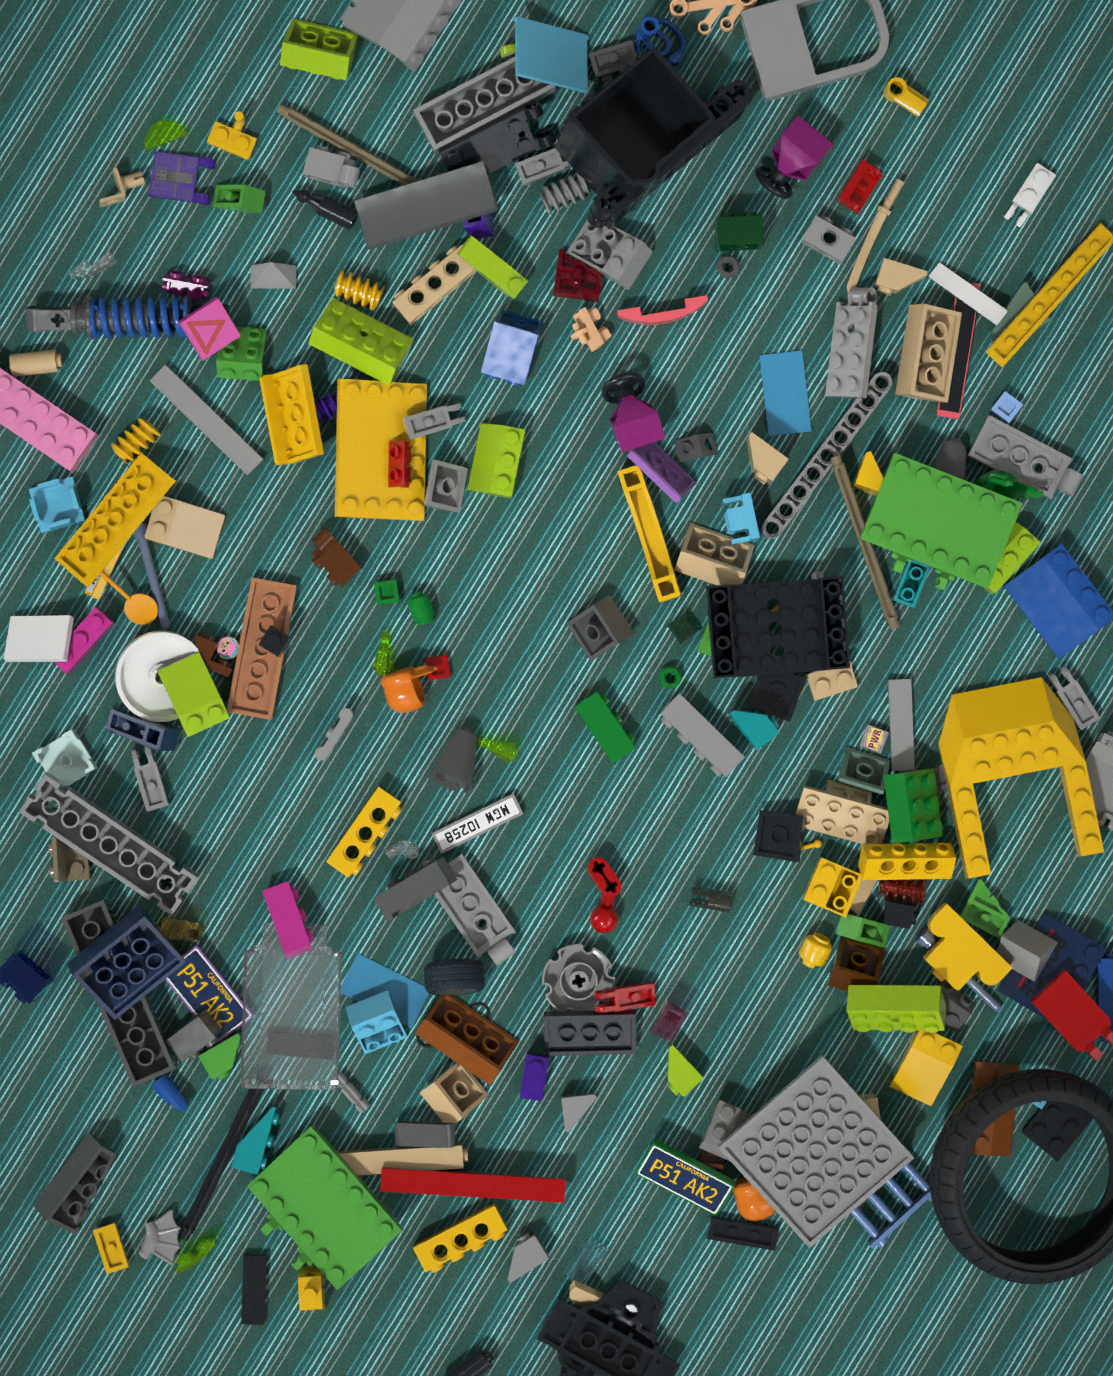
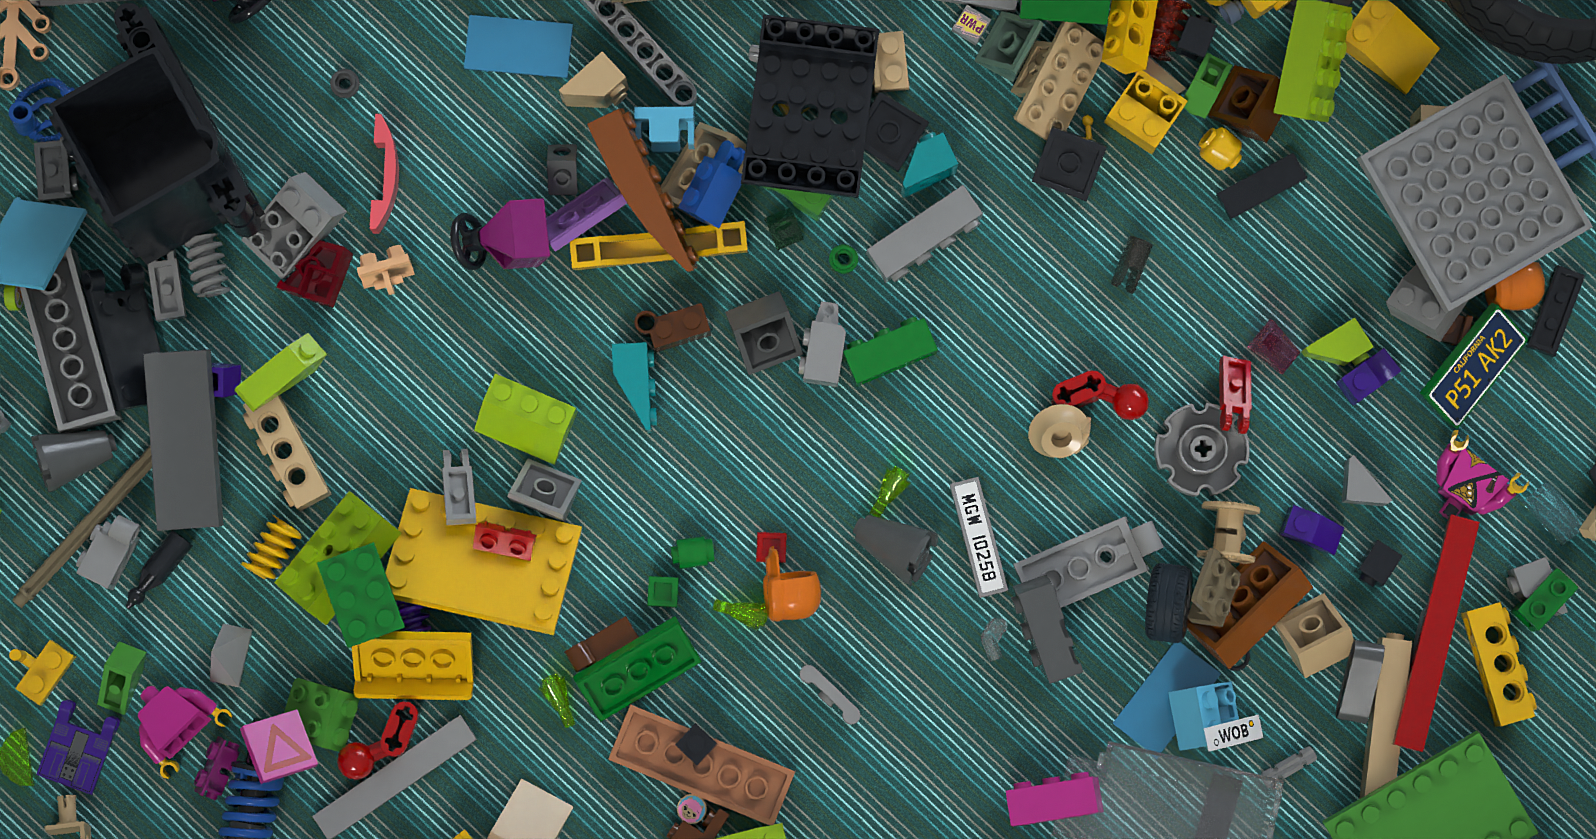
camera: 85 degrees left, 5 degrees down
(213, 390) = (358, 759): none -> red beam
(214, 244) = (172, 721): none -> dark pink torso
(294, 527) = (555, 691): none -> clear neon green cone
(323, 585) = (637, 669): none -> green tile
(332, 365) = (360, 595): none -> green brick
(339, 857) = (987, 720): yellow brick -> none
(366, 1045) = (1233, 733): none -> white sticker
(398, 123) = (71, 454): none -> dark grey cone
(470, 1009) = (1214, 590): none -> dark tan bracket
(511, 347) = (388, 370): slope -> none
(515, 1264) = (1545, 600): none -> green bracket
(517, 1131) = (1377, 564): none -> black brick
(518, 1013) = (1230, 529): none -> tan hose
(547, 534) = (631, 371): none -> teal slope
(569, 869) = (1059, 431): none -> tan piece
(589, 1033) = (1270, 448): black plate -> none
(590, 560) = (675, 327): none -> reddish brown hinge
(595, 1191) = (1471, 482): none -> dark pink torso
(599, 676) = (825, 347): none -> light grey hinge
(661, 1098) = (1368, 376): none -> dark purple arch
(692, 509) = (639, 183): none -> dark orange slope
(702, 566) = (714, 185): none -> blue brick
(738, 232) = (305, 58): dark green brick -> none
(793, 988) = (1261, 186): none -> black tile

